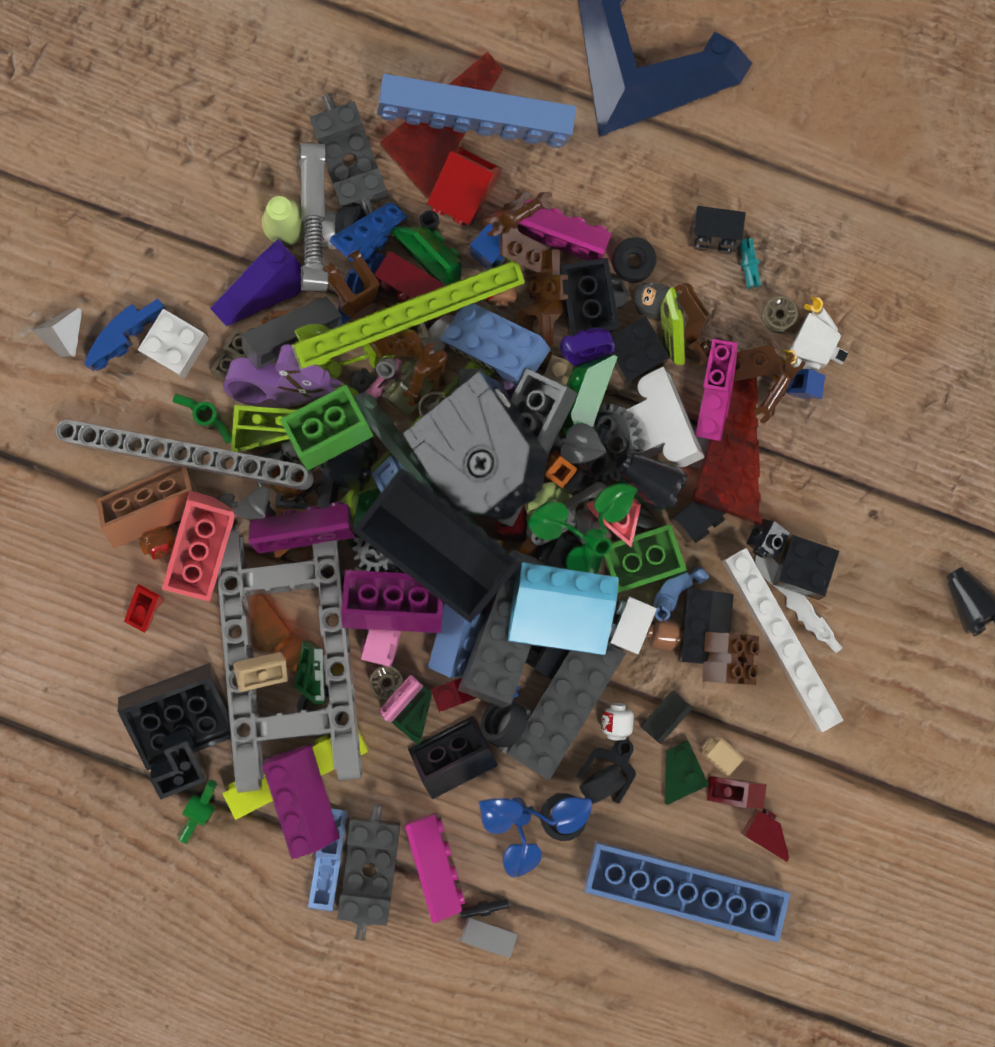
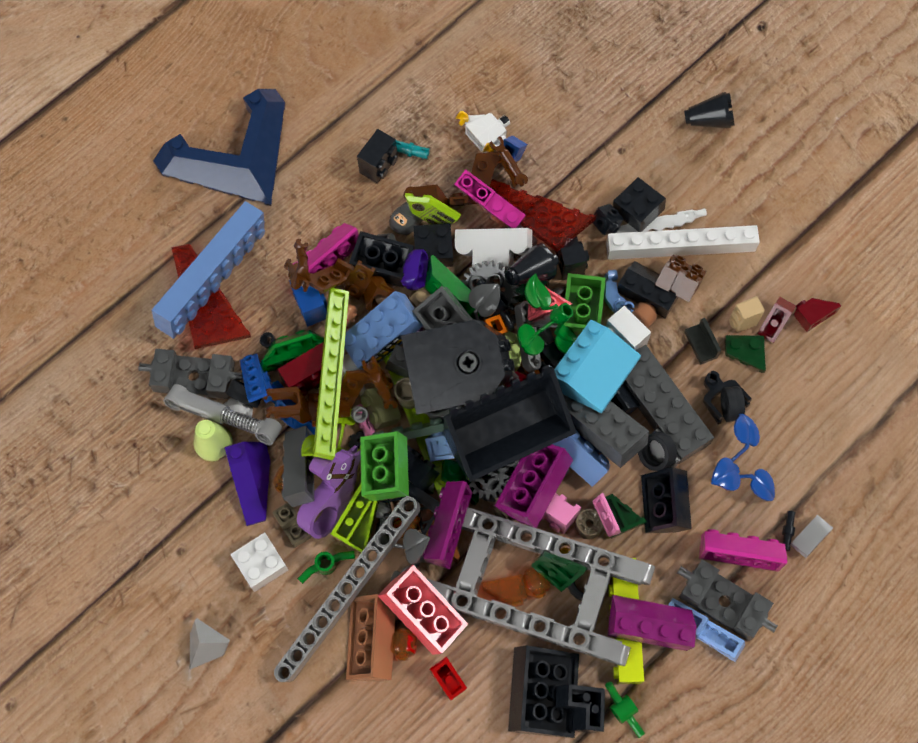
camera: 60 degrees left, 15 degrees down
(114, 337) = (231, 604): blue slope -> none
(260, 671) = (540, 605): tan slope -> none
(448, 695) = (619, 480): dark red slope -> none
(463, 186) = (257, 306): red slope -> none
(551, 831) = (742, 458): black tyre -> none
(617, 721) = (691, 375): white head -> none
(636, 246) = (373, 210): black tyre -> none
(687, 891) = (833, 382): medium blue brick -> none
(789, 311) = (455, 139): dark tan wheel -> none

